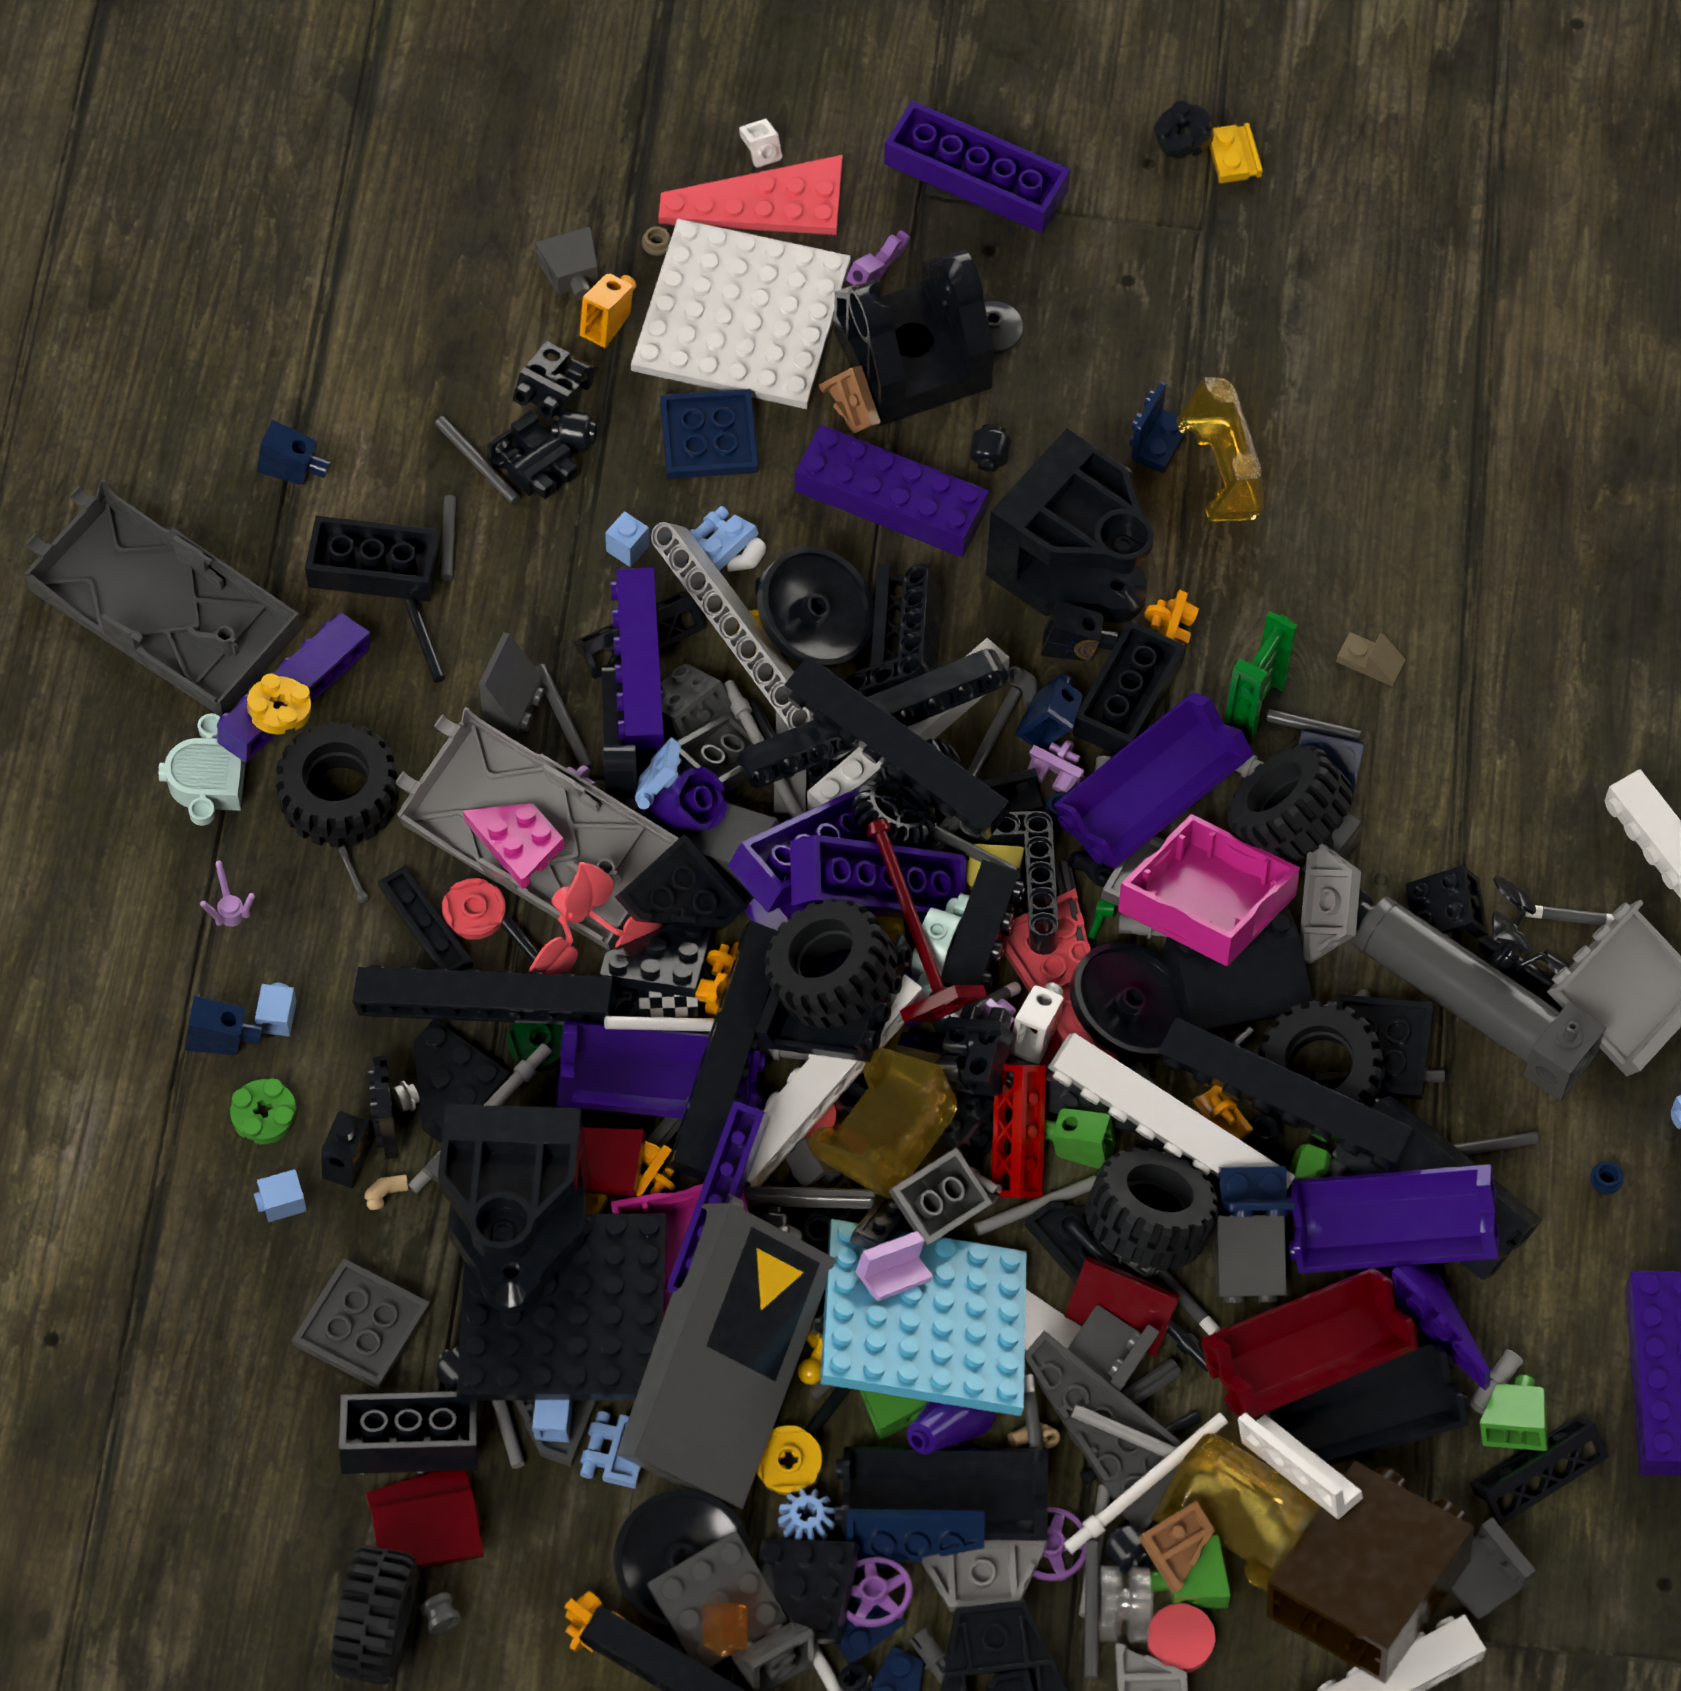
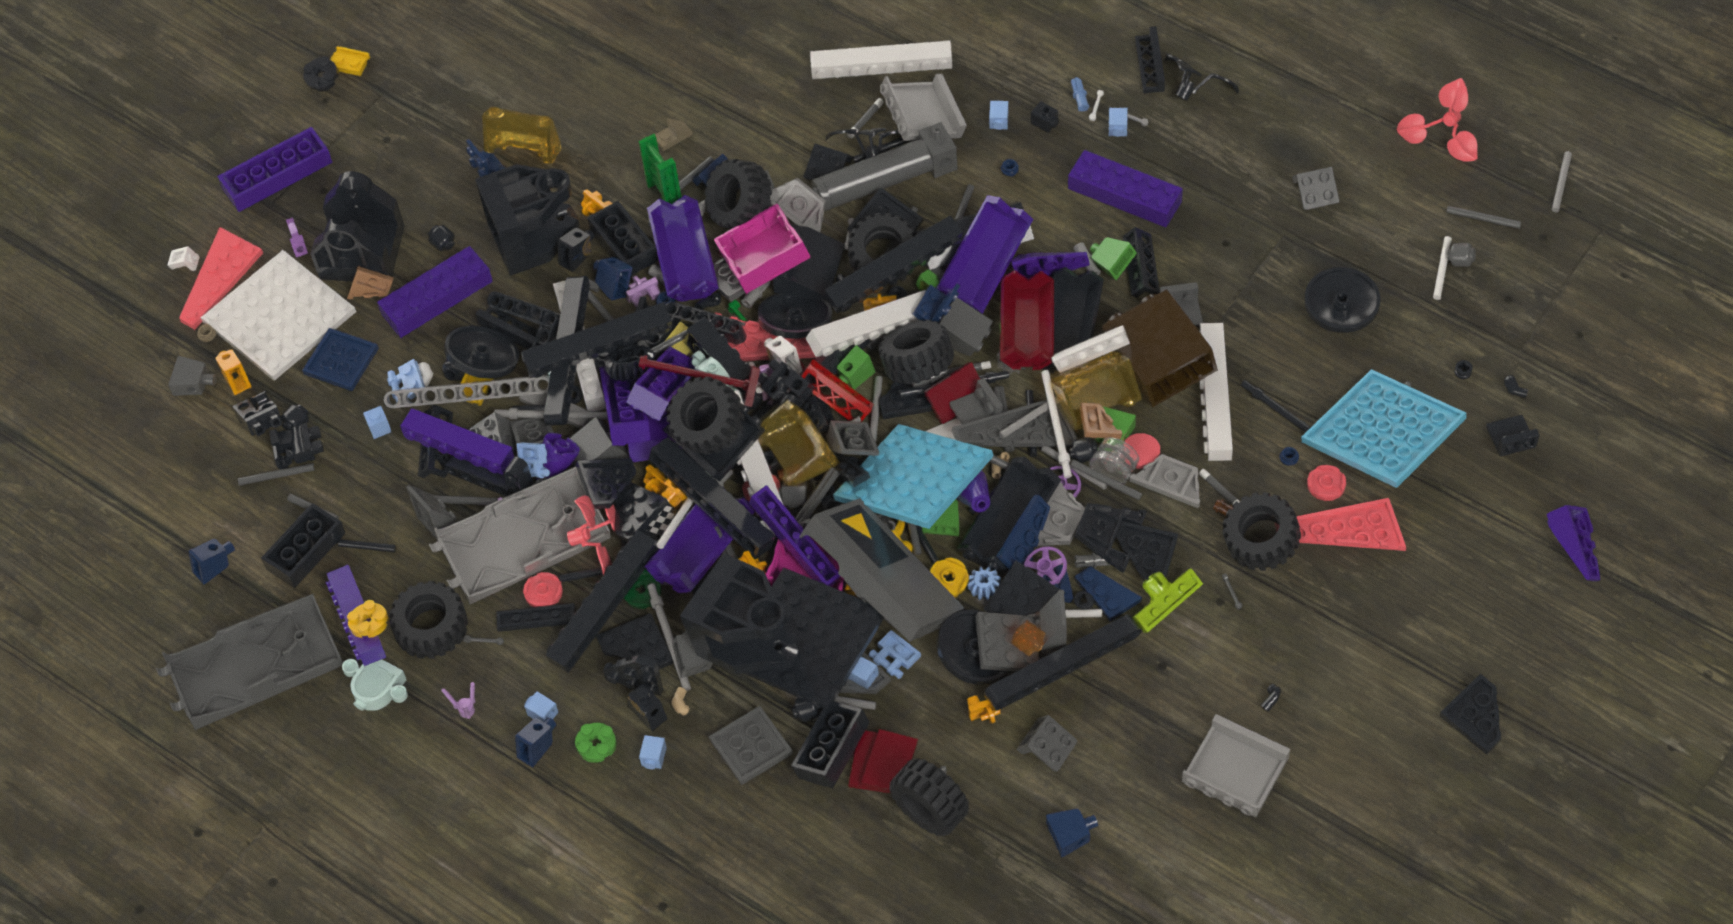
camera: 55 degrees left, 5 degrees down
(516, 837) = (521, 544): dark pink wing -> none
(894, 1266) = (882, 474): lavender panel -> none

